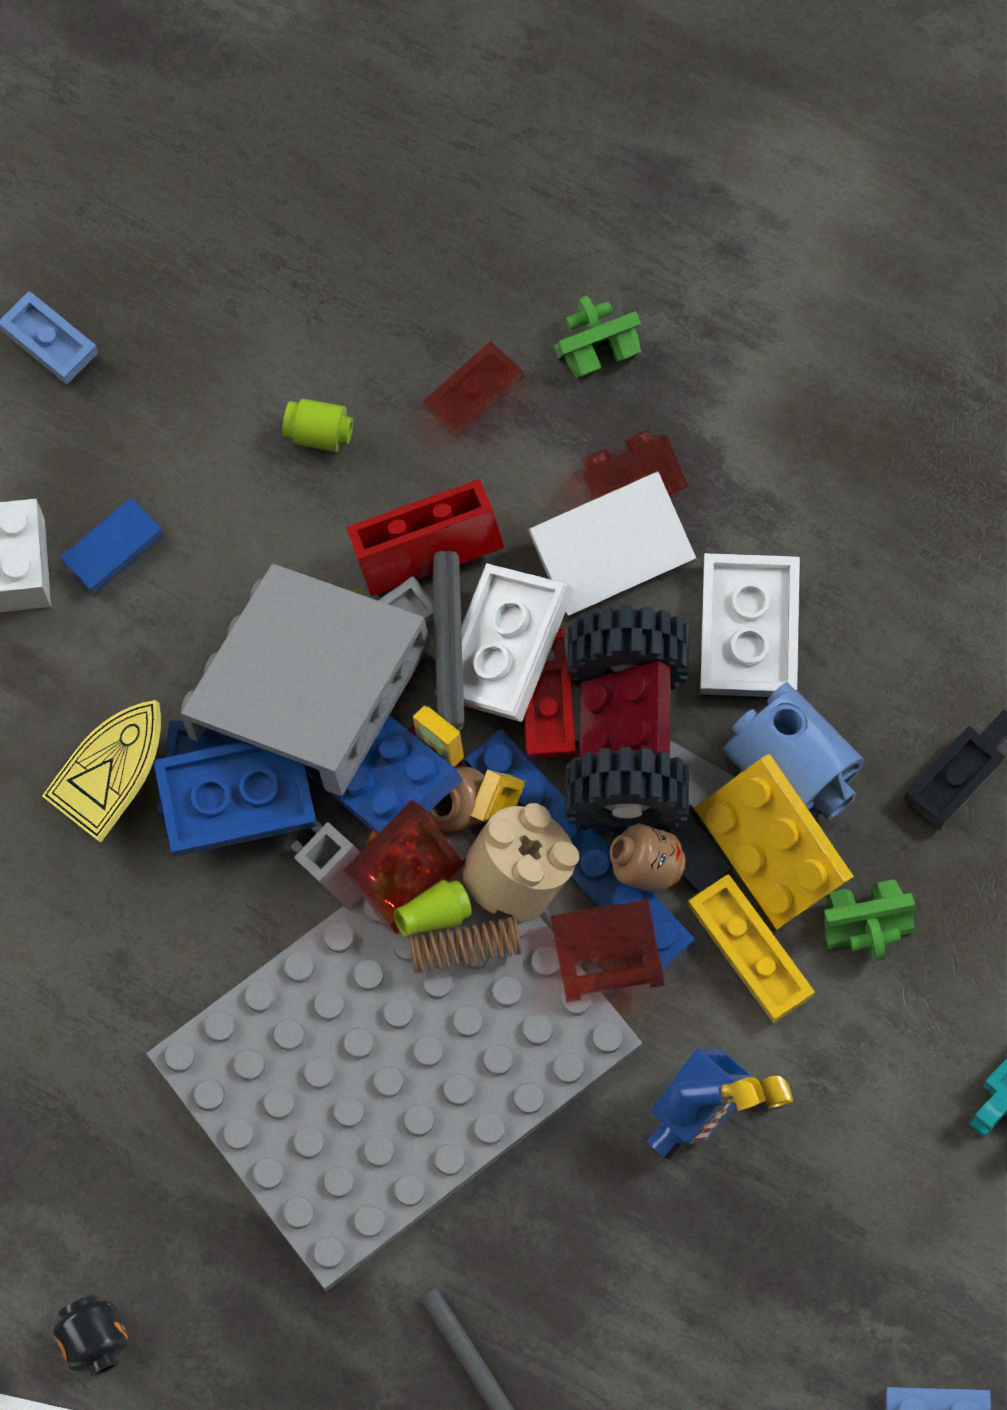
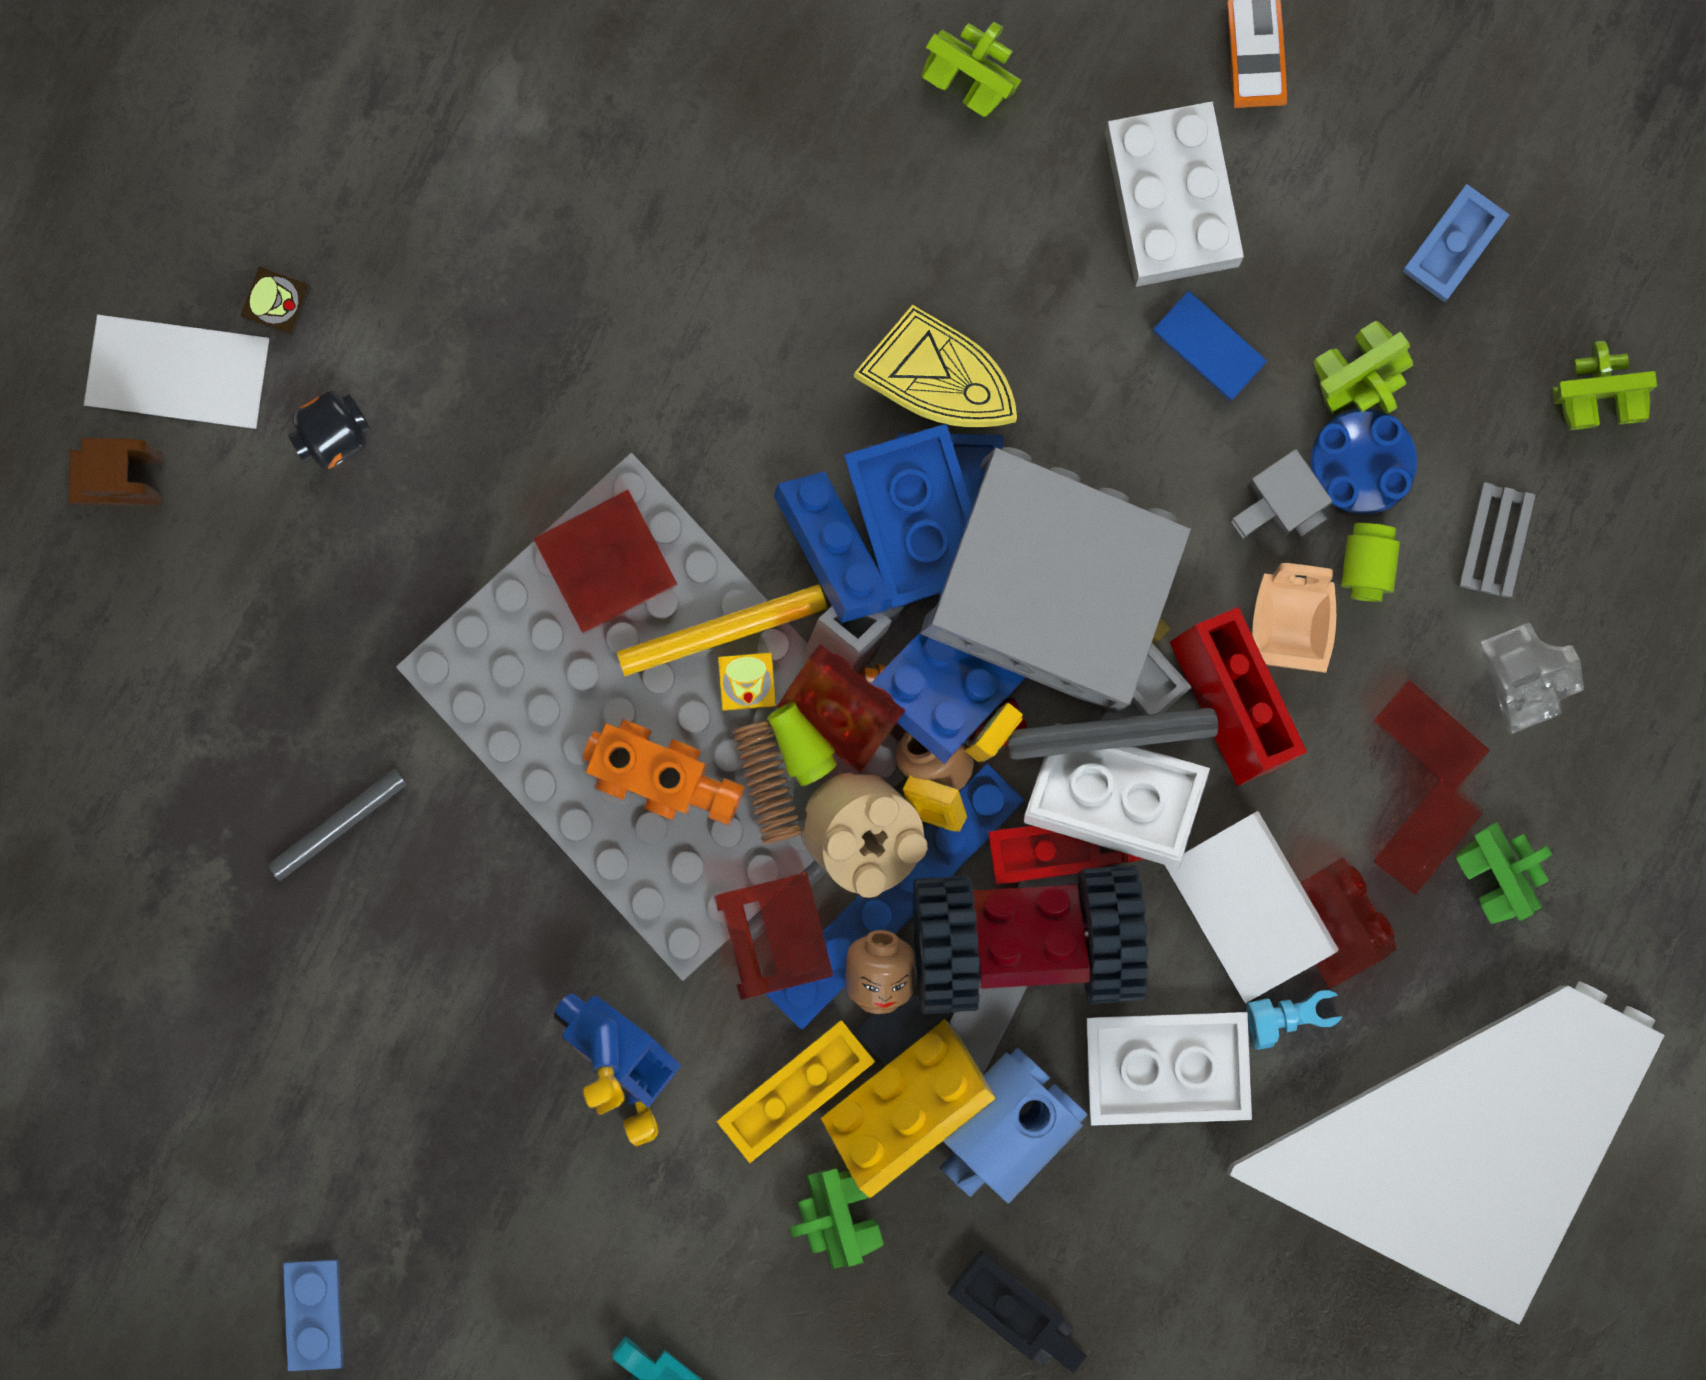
camera: 85 degrees right, 15 degrees up
(141, 403) = (1368, 378): none -> lime hips
(193, 247) = (1581, 395): none -> lime hips
(228, 426) = (1364, 461): none -> blue dish
(246, 1079) = (605, 562): none -> clear red plate
(253, 488) = (1286, 495): none -> light grey brick
(254, 871) = (833, 547): none -> blue plate
(314, 311) = (1507, 497): none -> light grey tile
(321, 978) = (722, 630): none -> yellow piece
(357, 485) = (1296, 617): none -> light nougat piece
(370, 958) = (747, 682): none -> tile
(429, 303) = (1530, 676): none -> clear brick
(448, 1050) = (645, 769): none -> orange brick
(560, 396) = (1428, 835): none -> clear red plate
(711, 533) = (1266, 1020): none -> medium azure piece
(836, 382) = (1474, 1150): none -> white slope

